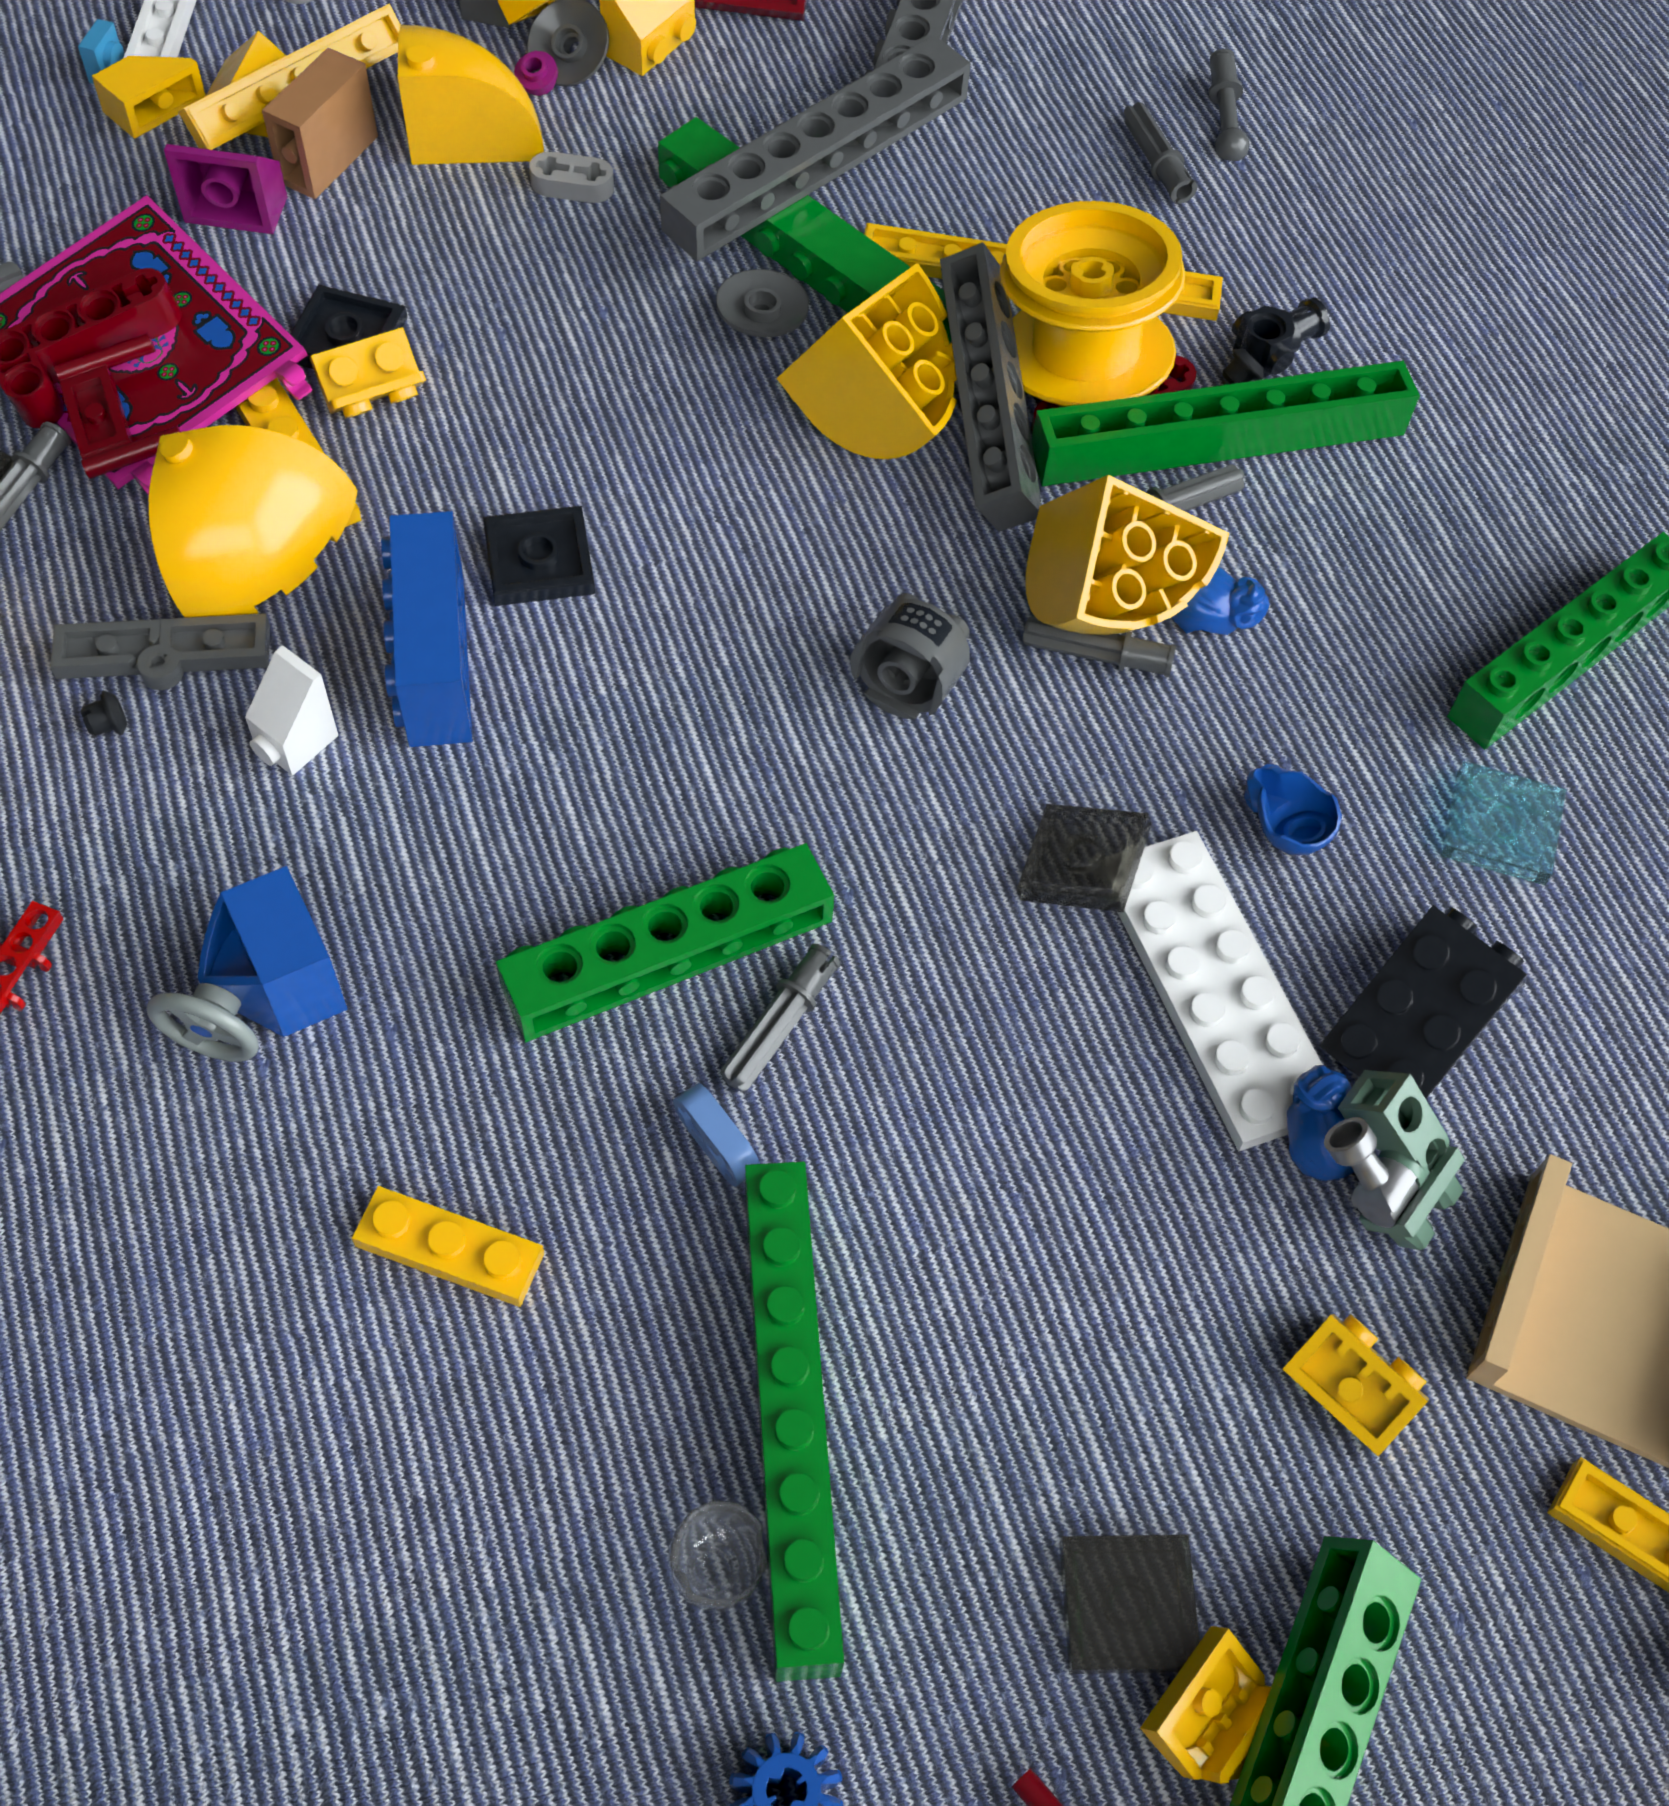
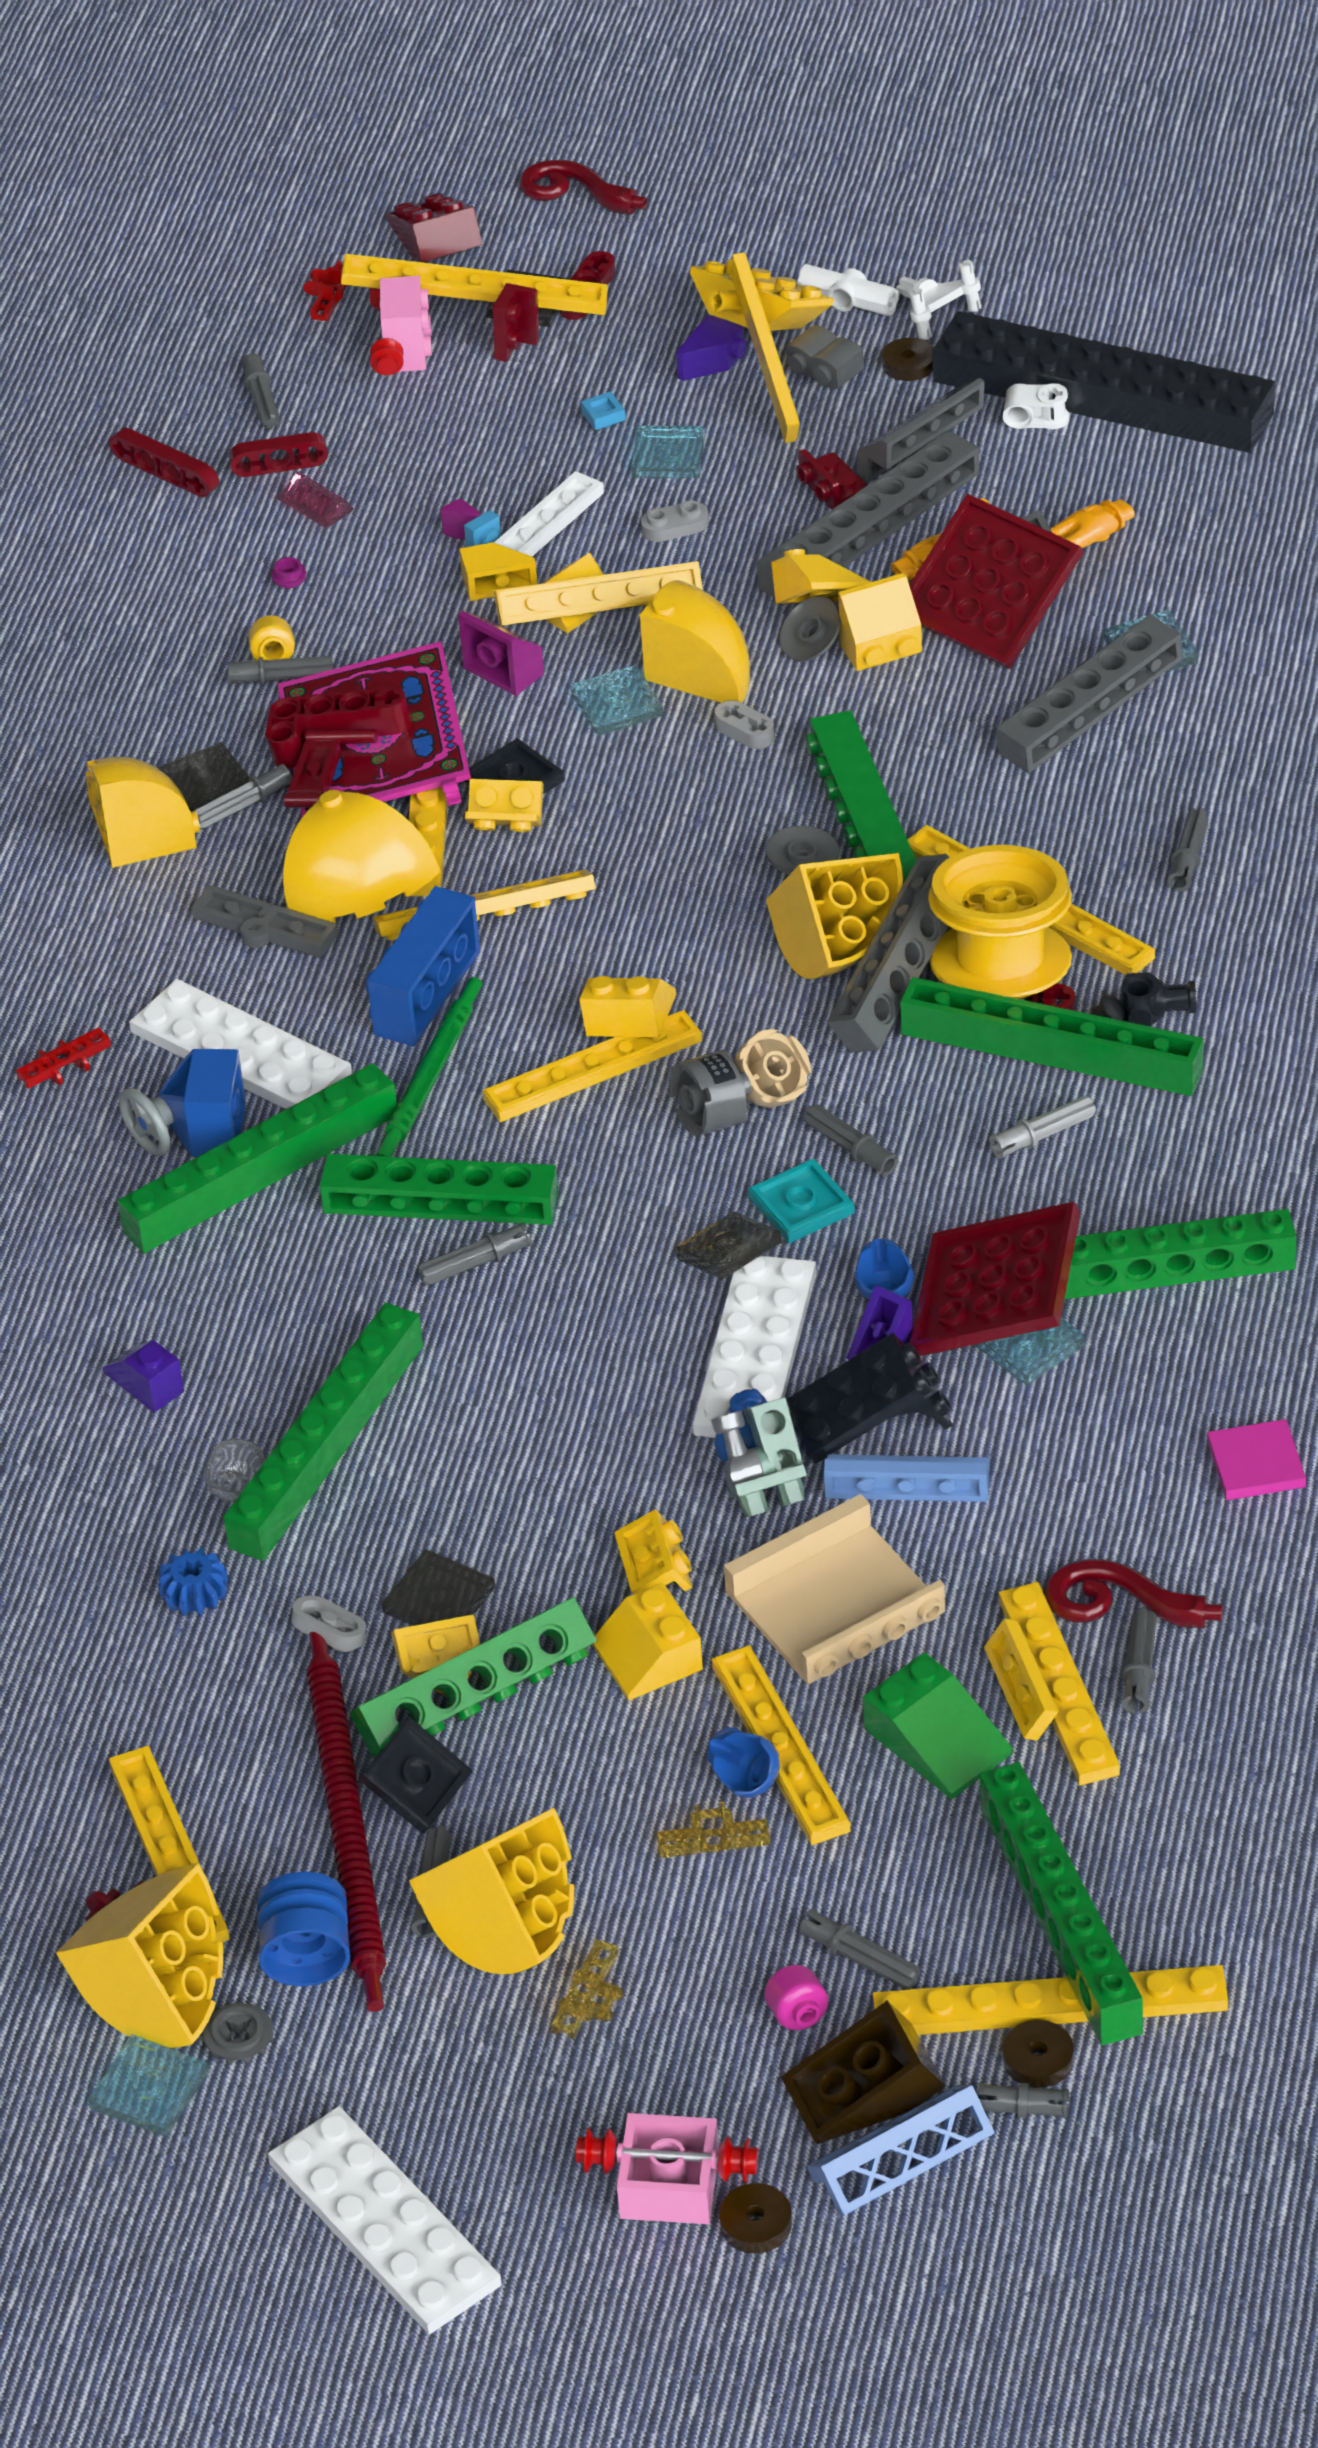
camera: 40 degrees right, 15 degrees down
(59, 44) = (455, 516): none -> magenta slope
(104, 715) = (206, 948): black piece -> none
(229, 836) = (271, 1060): none -> white plate
(290, 713) = (308, 983): white slope -> none
(321, 122) = (589, 630): medium nougat brick -> none
(387, 1015) = (257, 1158): none -> green brick
(400, 198) = (616, 700): none -> clear light blue tile
(448, 1246) = (205, 1288): yellow plate -> none
(459, 1441) = (148, 1374): none -> dark purple slope
(482, 475) = (504, 900): none -> yellow plate
(525, 776) = (429, 1068): none -> green axle
(538, 555) = (534, 955): black tile -> none
(540, 81) = (774, 644): magenta plate -> none
(715, 1133) = (389, 1283): medium blue beam -> none
(716, 679) = (588, 1068): none -> yellow tile
(720, 584) = (626, 1006): none -> yellow slope
(813, 147) = (909, 756): dark grey brick -> none
(963, 584) = (774, 1067): none -> tan cylinder
(1027, 1747) = (335, 1624): none -> light grey plate
(1104, 752) = (801, 1200): none -> teal tile
(1116, 559) = (890, 1087): yellow brick -> none
(1202, 489) = (986, 1074): dark grey axle -> none
(1224, 605) = (952, 1142): blue hair -> none
(1225, 90) = (1283, 822): dark grey pin -> none
(1285, 551) = (1029, 1132): none -> light grey axle
(1357, 895) = (883, 1315): none -> dark purple slope
(1446, 766) = (995, 1279): none -> dark red plate
(1471, 1533) = (648, 1642): none -> yellow slope
(1543, 1097) = (907, 1477): none -> medium blue fence

